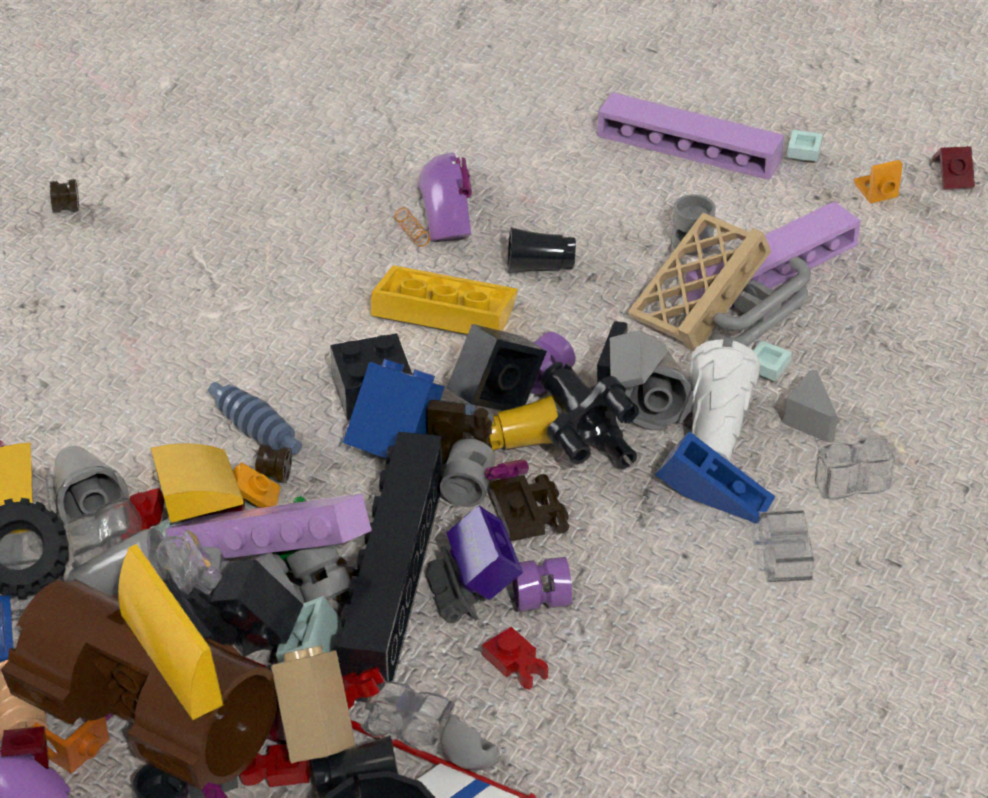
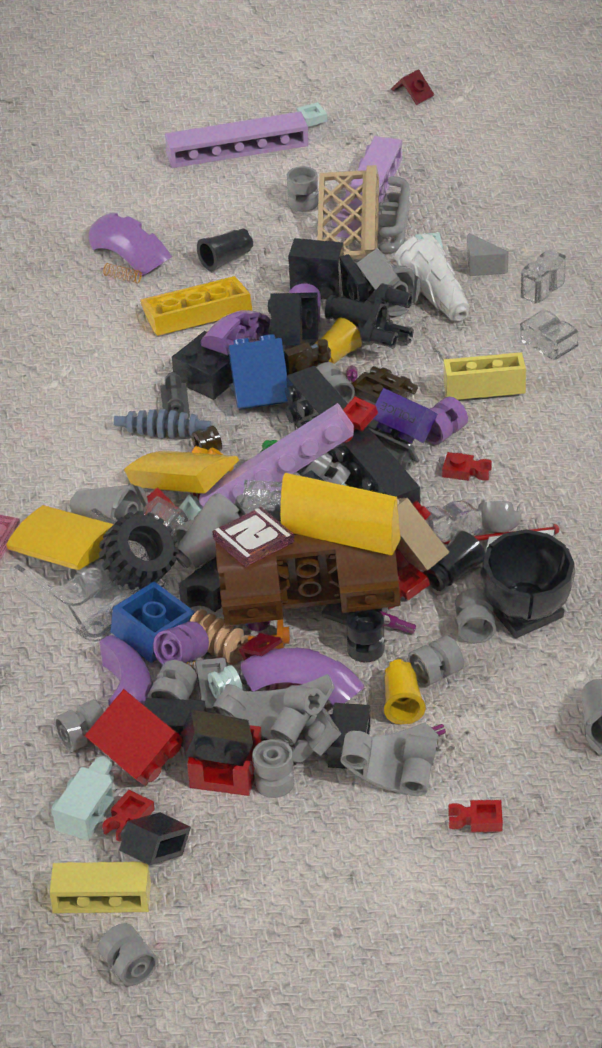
camera: 35 degrees left, 0 degrees up
(77, 604) = (253, 536): none -> tile
(303, 395) = (174, 394): none -> dark grey hinge
(401, 523) = (360, 413): none -> red plate
(415, 346) = (236, 326): none -> medium lavender brick
(588, 315) = (316, 264): none -> black brick
(645, 556) = (485, 376): none -> light yellow brick
(712, 480) = (470, 321): blue slope -> none
(883, 182) = (386, 115): light orange bracket -> none

